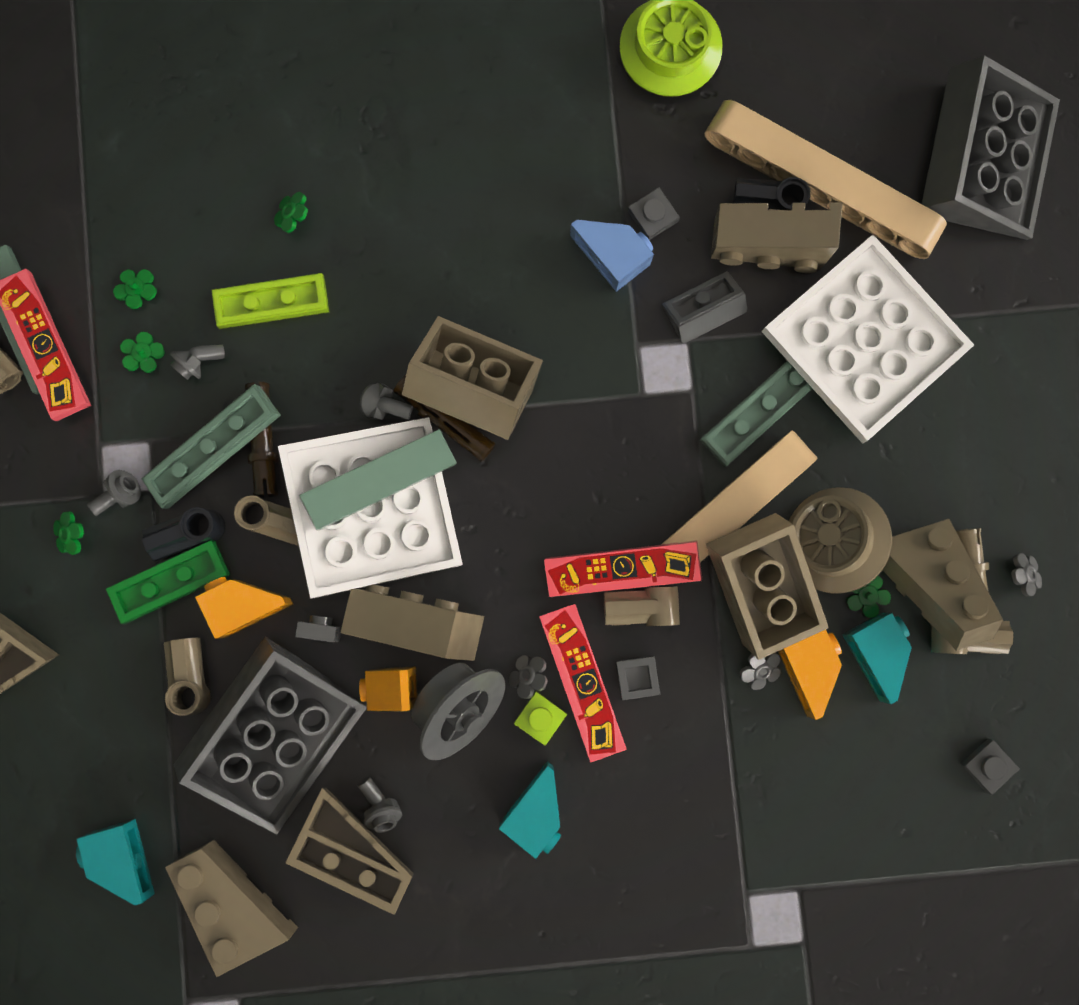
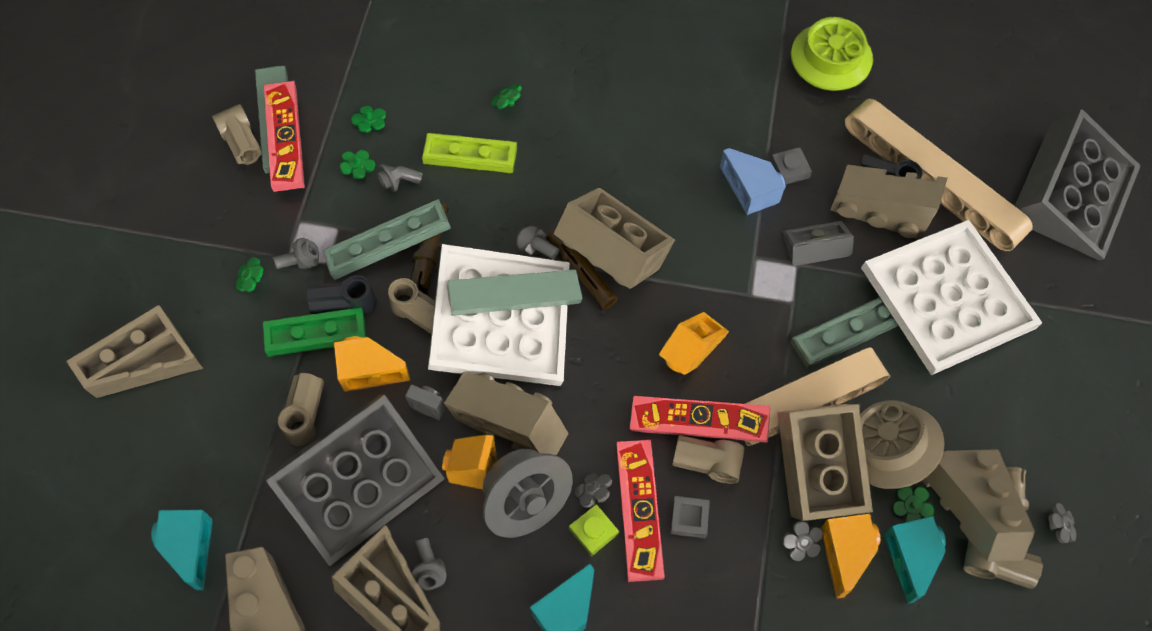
camera: 15 degrees right, 20 degrees down
(594, 476) = (692, 343): none -> light orange slope

